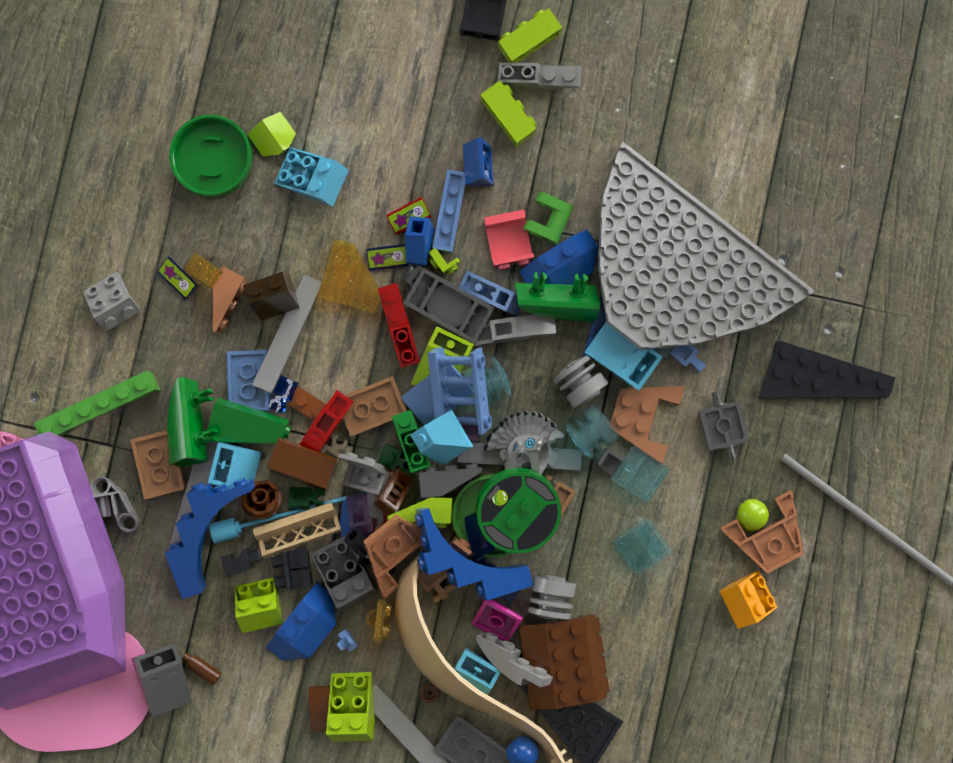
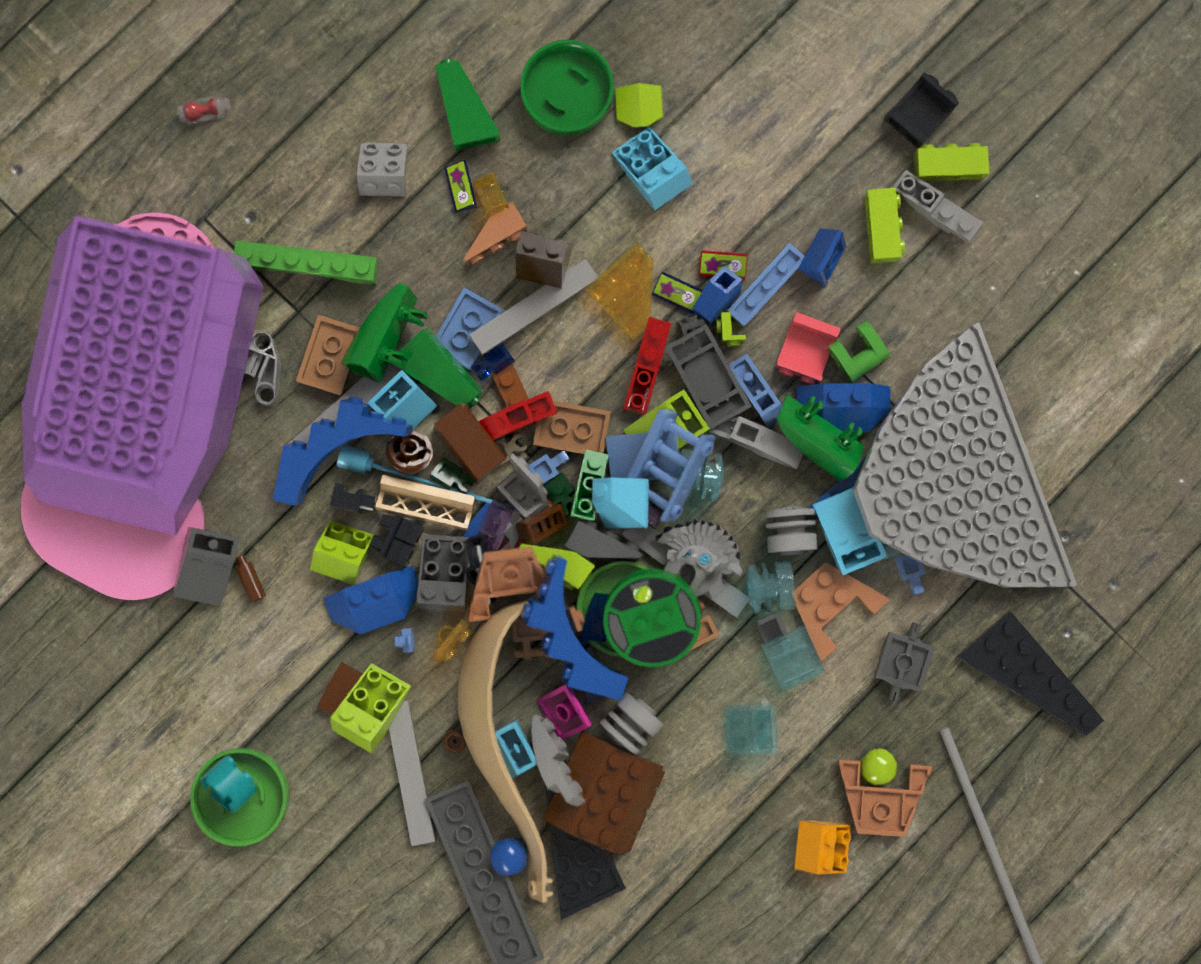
camera: 25 degrees right, 0 degrees up
(146, 220) = (466, 113): none -> green slope
(371, 447) = (547, 467): none -> medium blue plate

